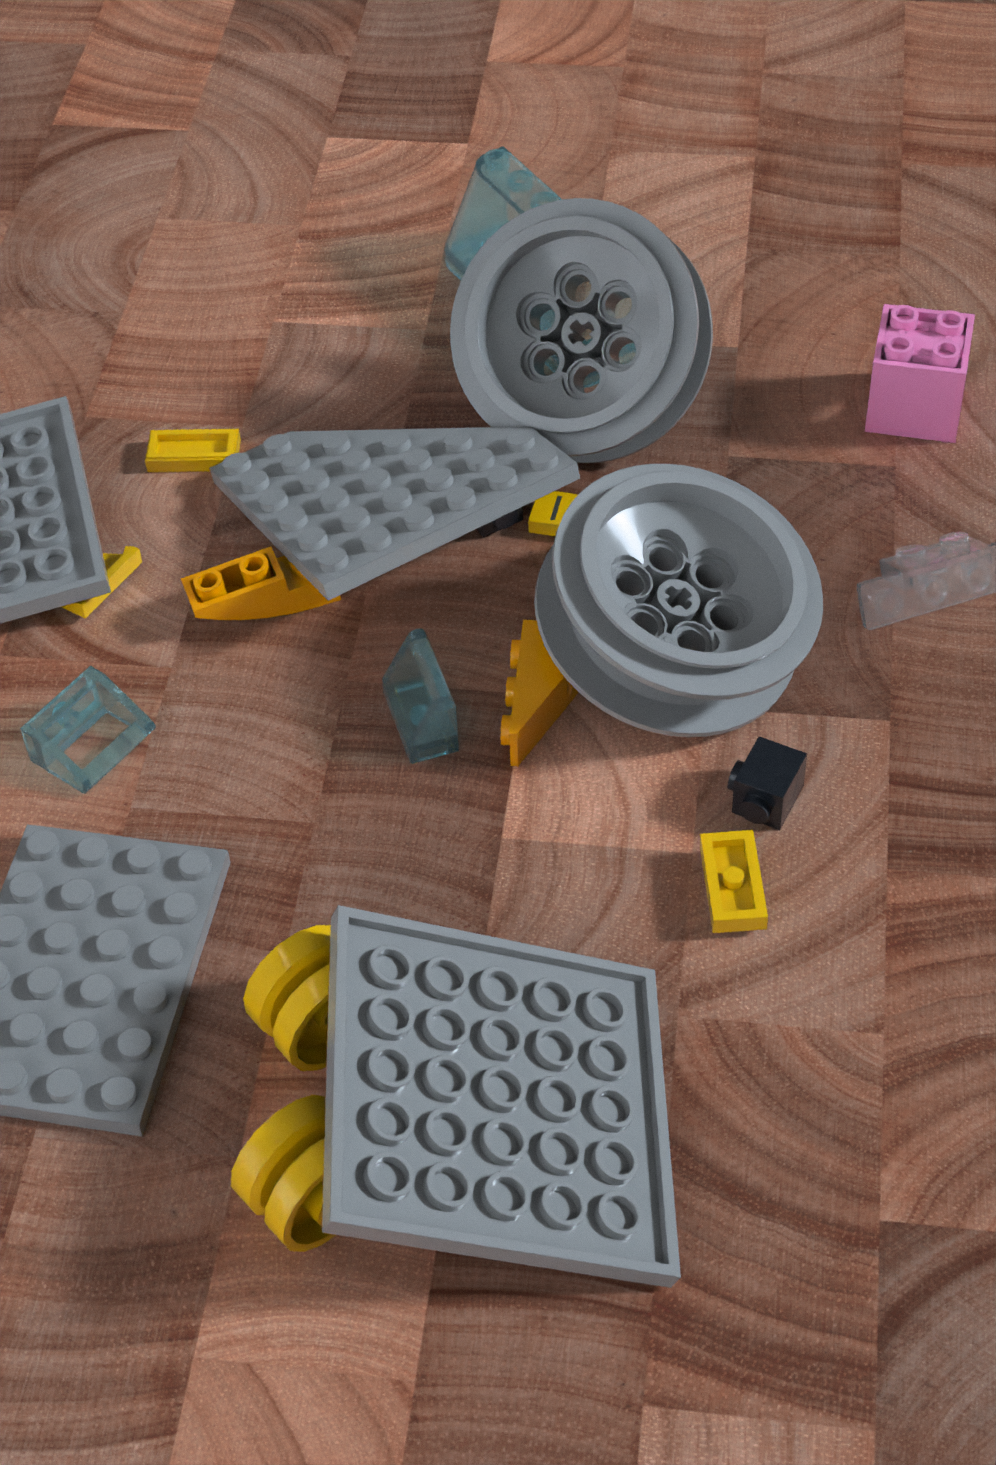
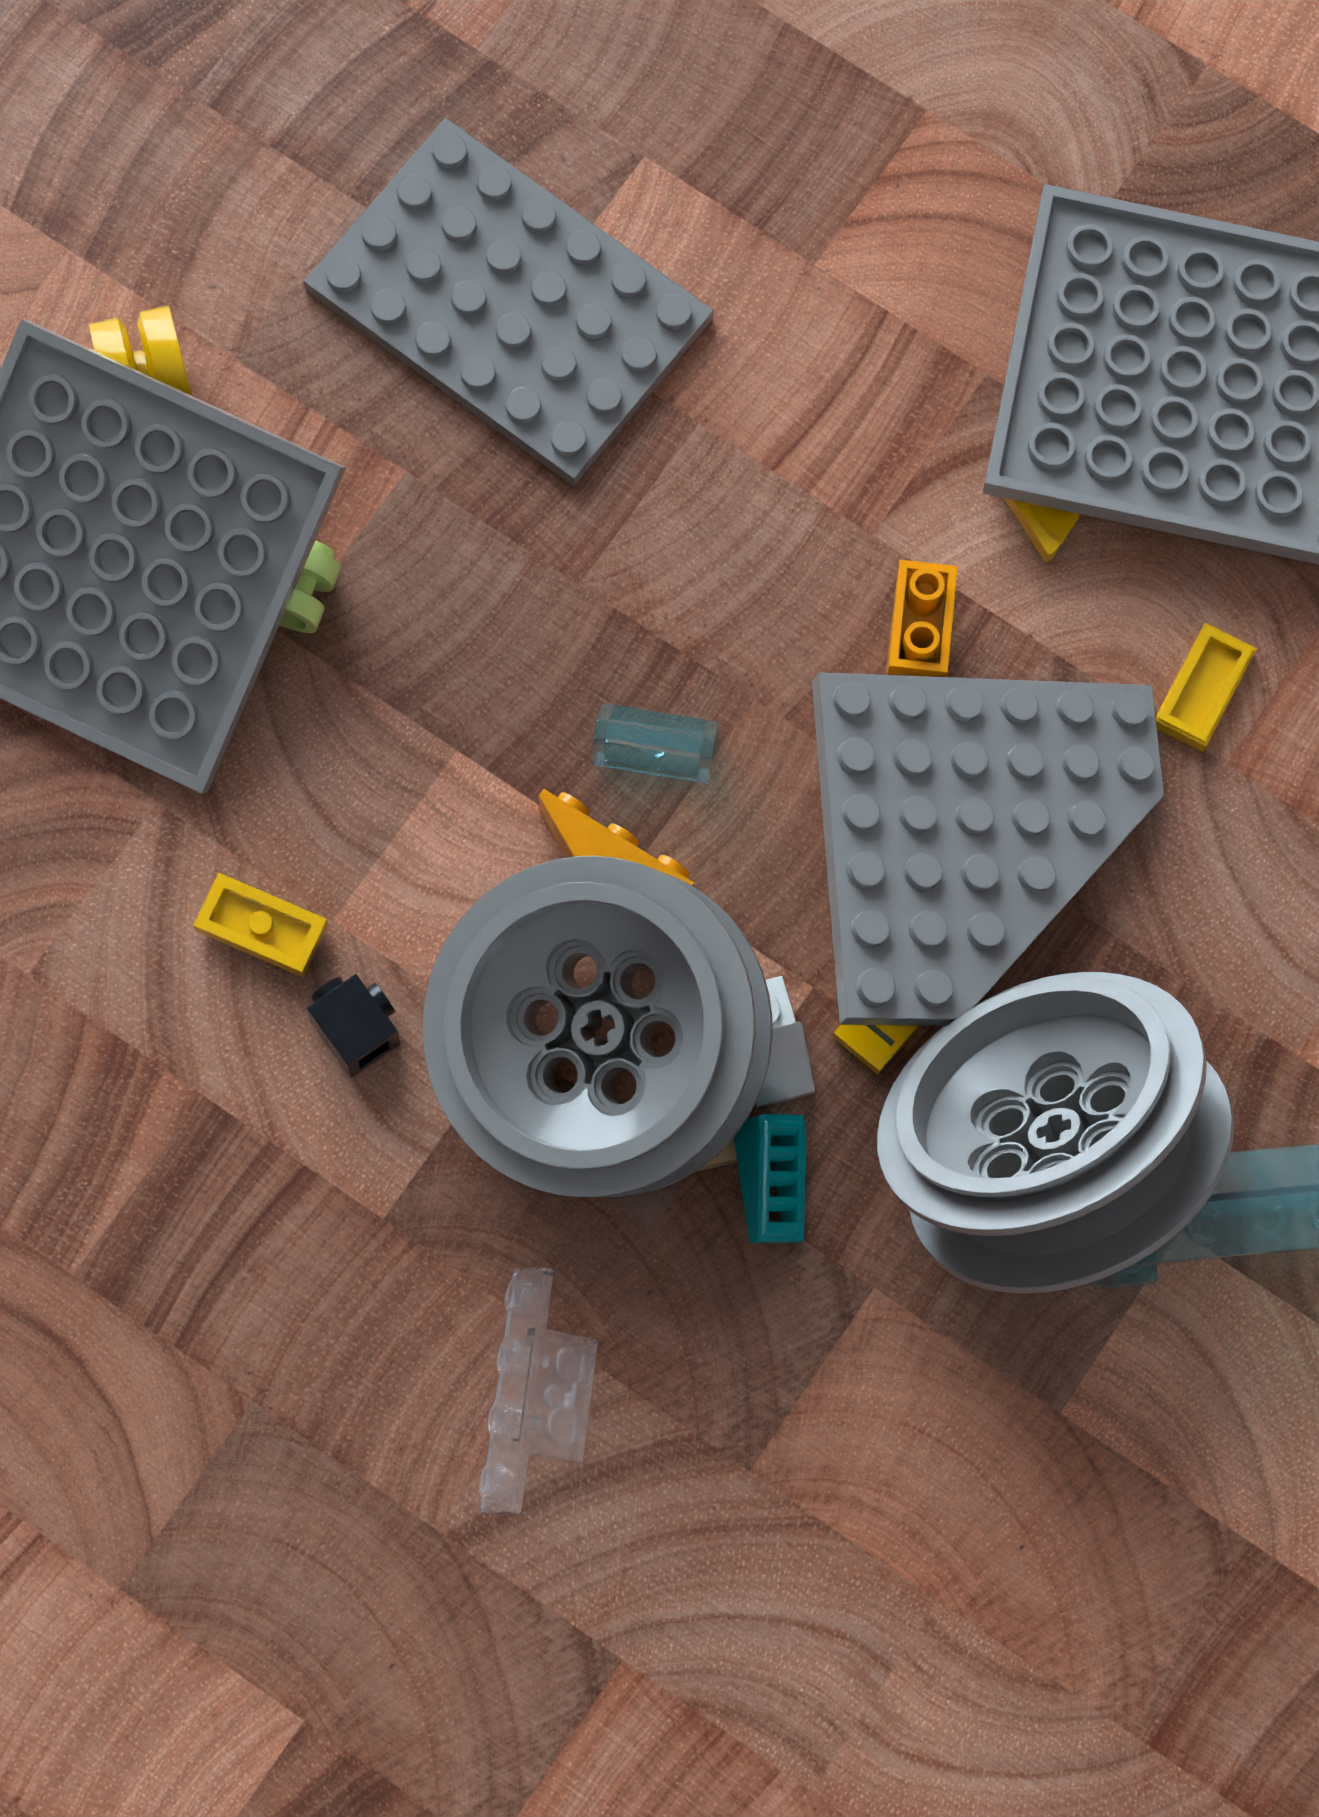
camera: 110 degrees right, 25 degrees up
(71, 716) = (834, 394): clear light blue tile -> none
(291, 997) = (341, 443): yellow wheel -> none
(919, 372) = (841, 1554): bright pink brick -> none

